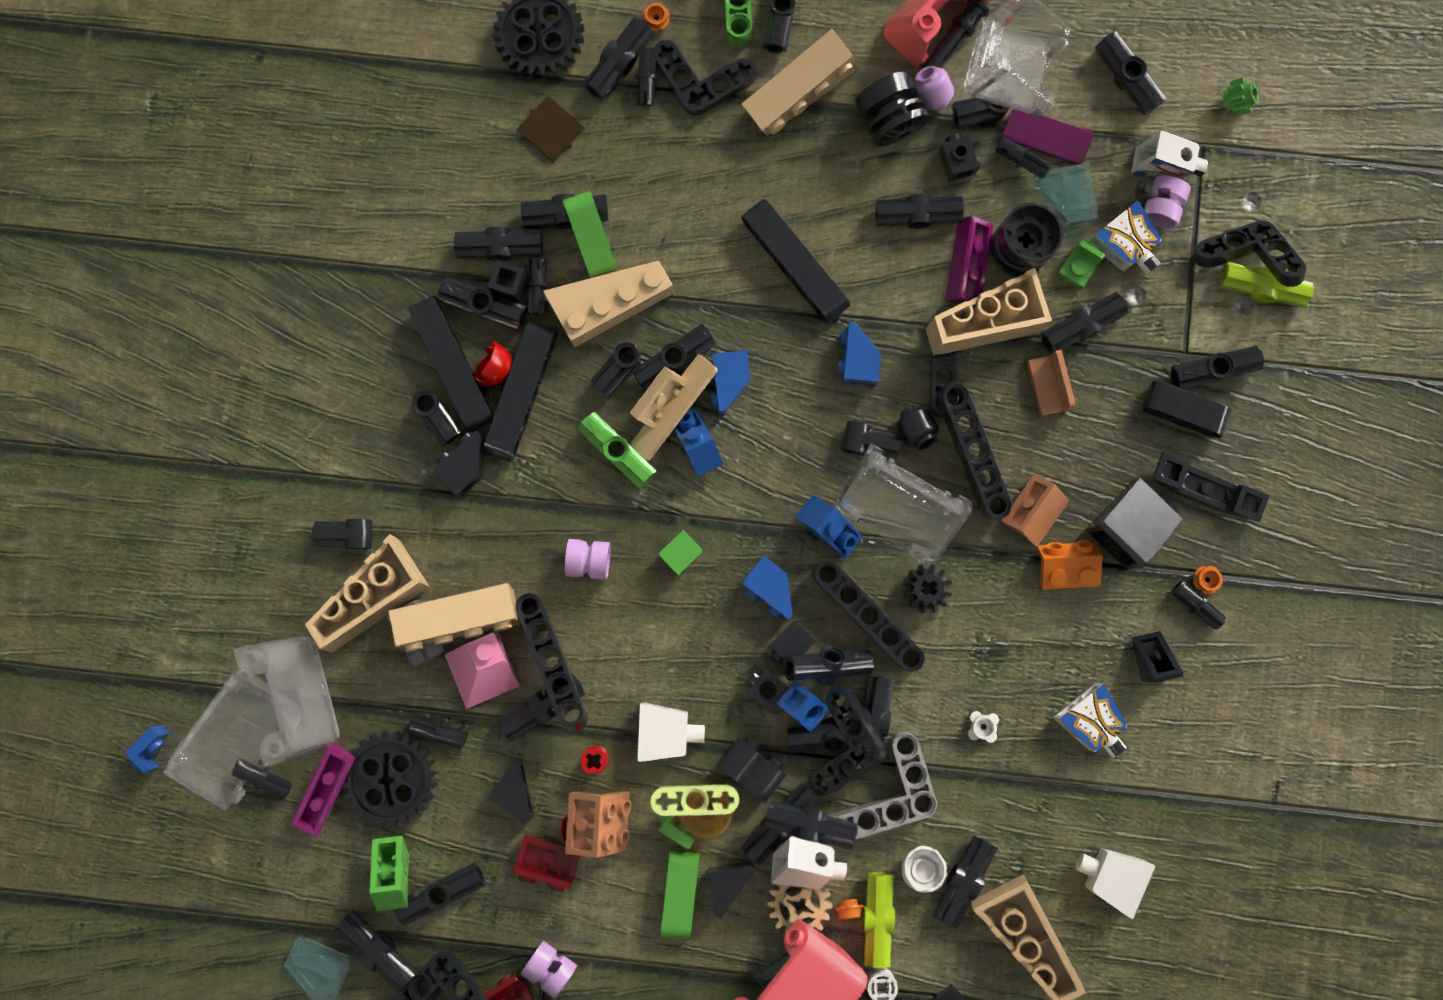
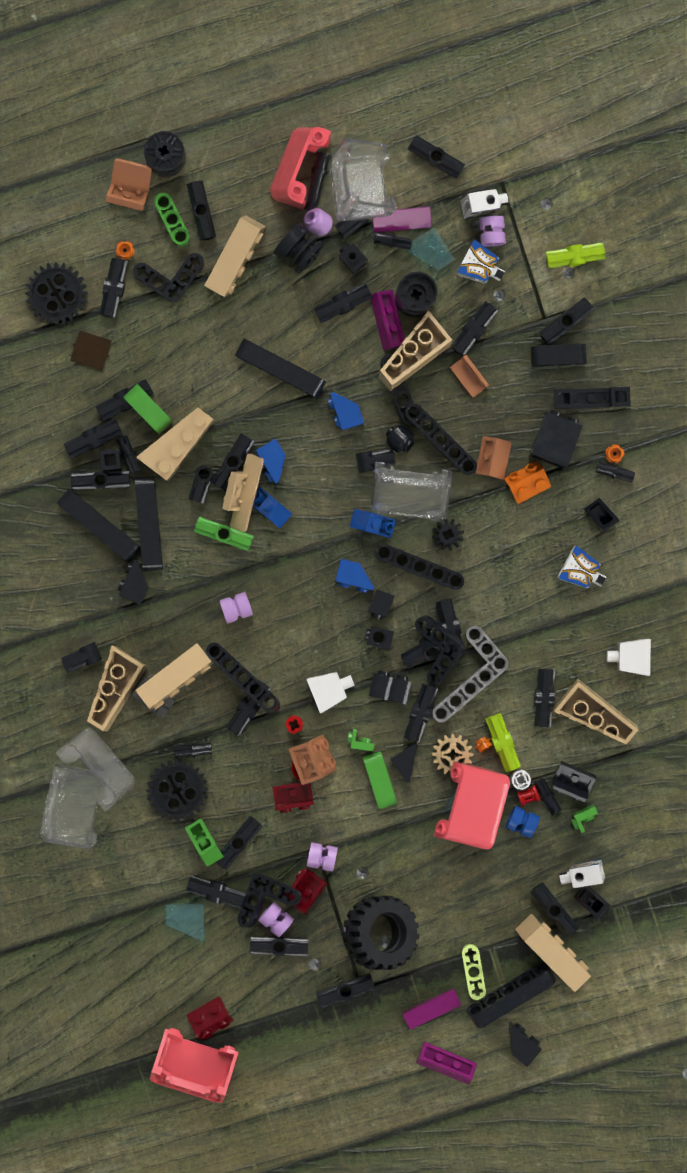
camera: 20 degrees left, 5 degrees up
(144, 747) = (25, 832): blue bracket -> none
(261, 778) = (101, 823): black axle -> none
(323, 790) = (142, 812): magenta slope -> none
(437, 419) = (107, 563): black piece -> none
(482, 669) = (202, 701): bright pink slope -> none
(494, 366) = (125, 516): red hair -> none
(513, 792) = (254, 764): black slope -> none
(646, 76) = (136, 292): black axle -> none
(672, 793) = (379, 719): yellowish green beam -> none
(680, 552) = (290, 578): bright green panel -> none
(706, 827) = (373, 734): clear yellow piece -> none
(803, 706) = (403, 637): blue brick -> none
(805, 864) = (445, 729): white torso -> none
(811, 825) = (438, 704): black piece -> none
(828, 665) = (408, 606): black piece -> none
(923, 869) = (516, 701): white hair -> none
(989, 732) = (513, 606): white plate -> none
(1081, 264) = (456, 292): bright green bracket -> none
(1240, 96) = (510, 142): bright green gear -> none
(1253, 241) = (556, 233): black beam -> none

